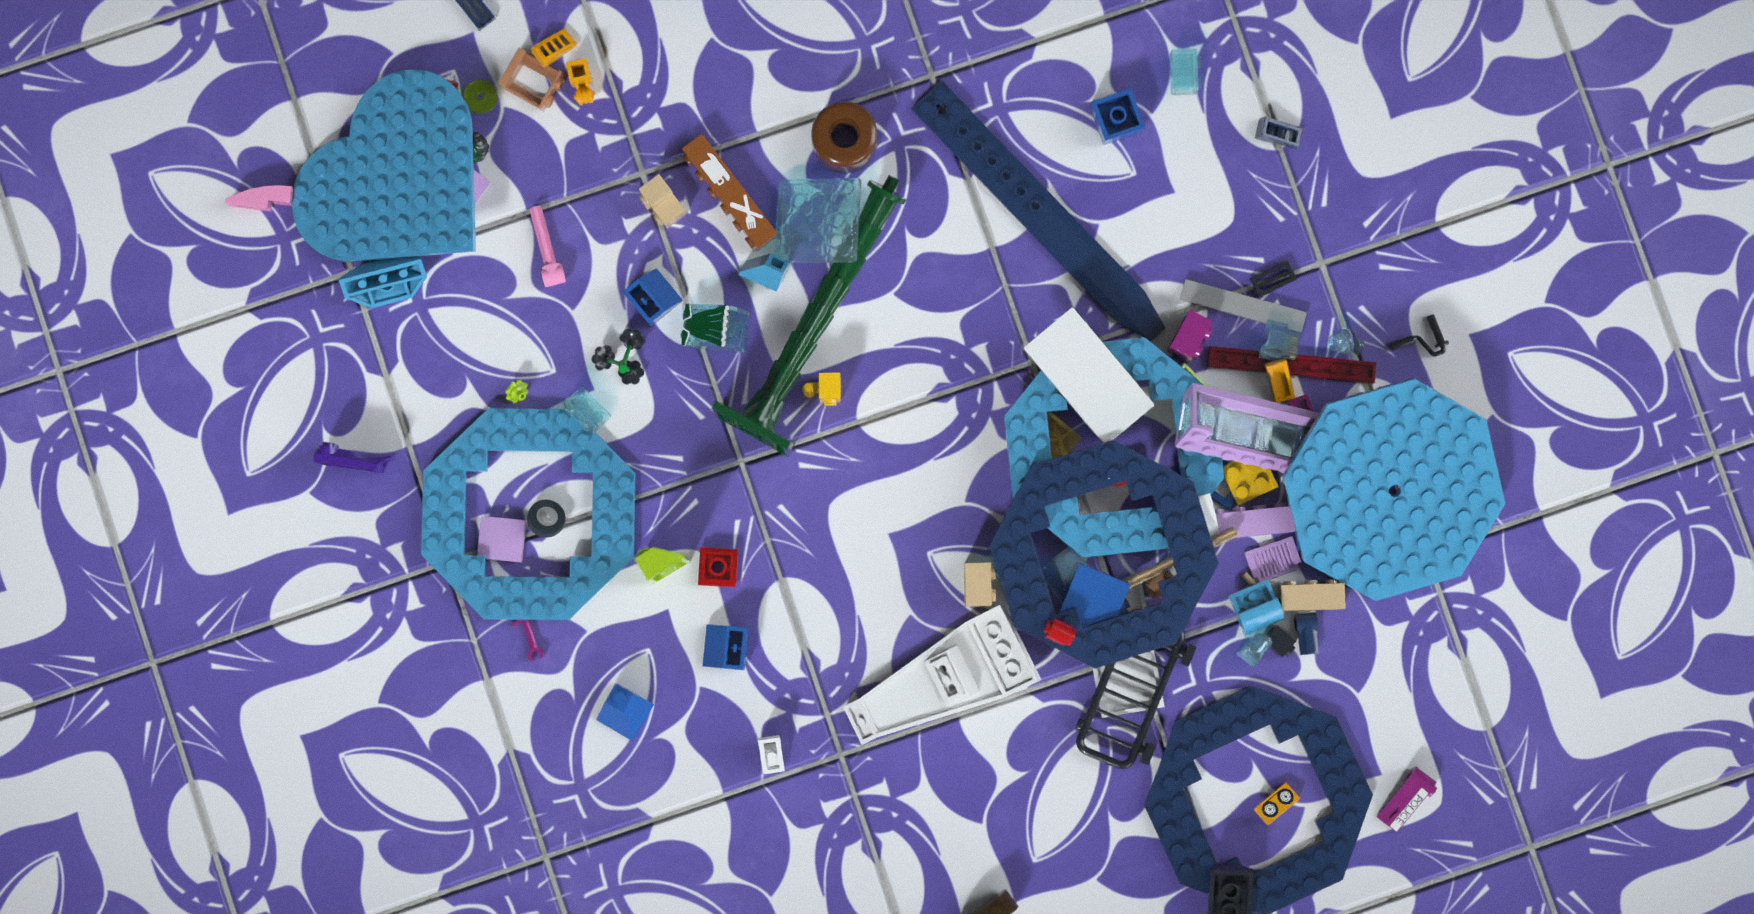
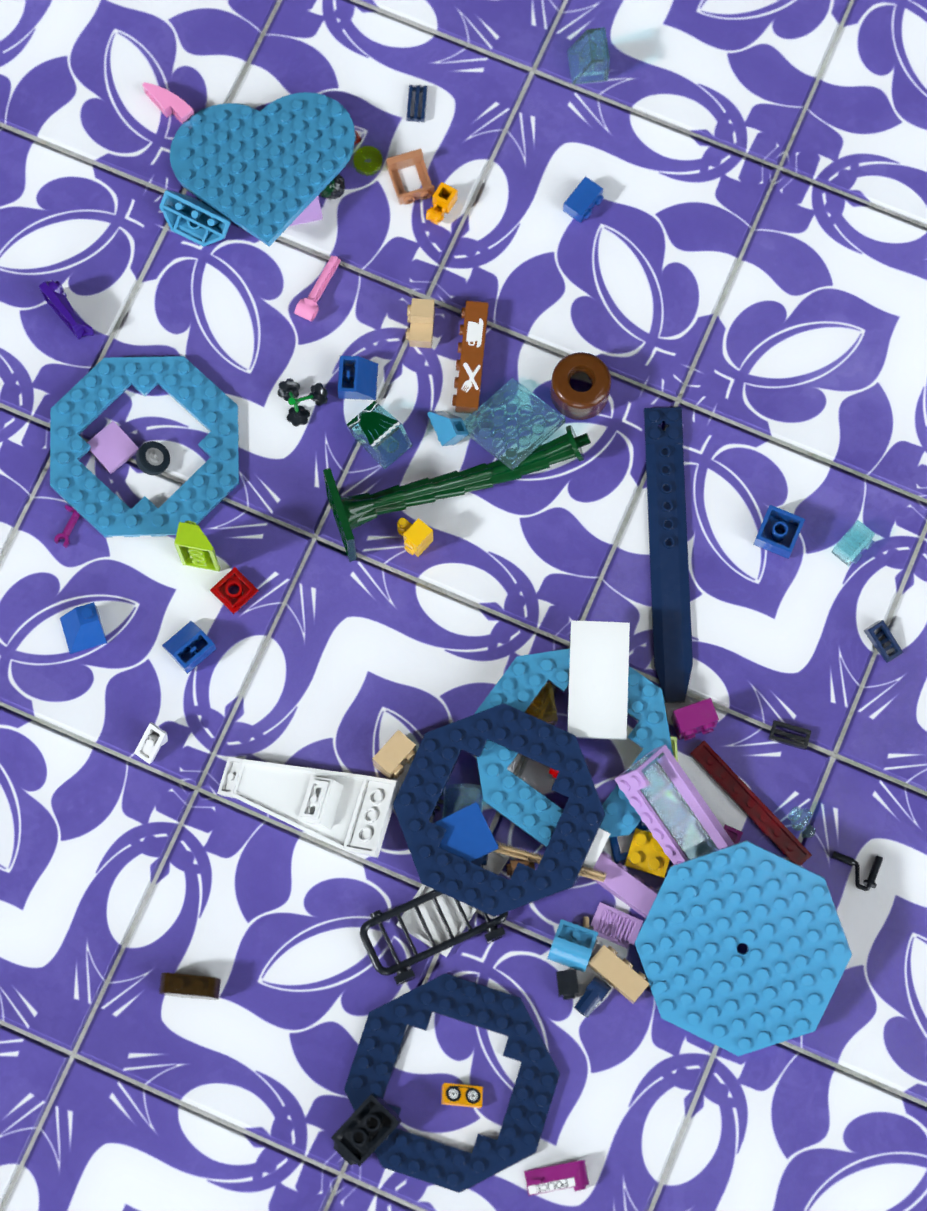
camera: 45 degrees right, 10 degrees down
(516, 391) = (212, 361): lime plant -> none
(543, 45) = (443, 175): light orange slope -> none
(586, 410) = (245, 413): clear light blue bracket -> none
(1059, 632) = (418, 832): red brick -> none
(1241, 305) = (752, 734): light grey tile -> none
(1254, 649) = (544, 973): clear light blue piece -> none
(1279, 342) = (754, 779): clear light blue piece -> none
(1280, 380) = (731, 805): light orange tile -> none

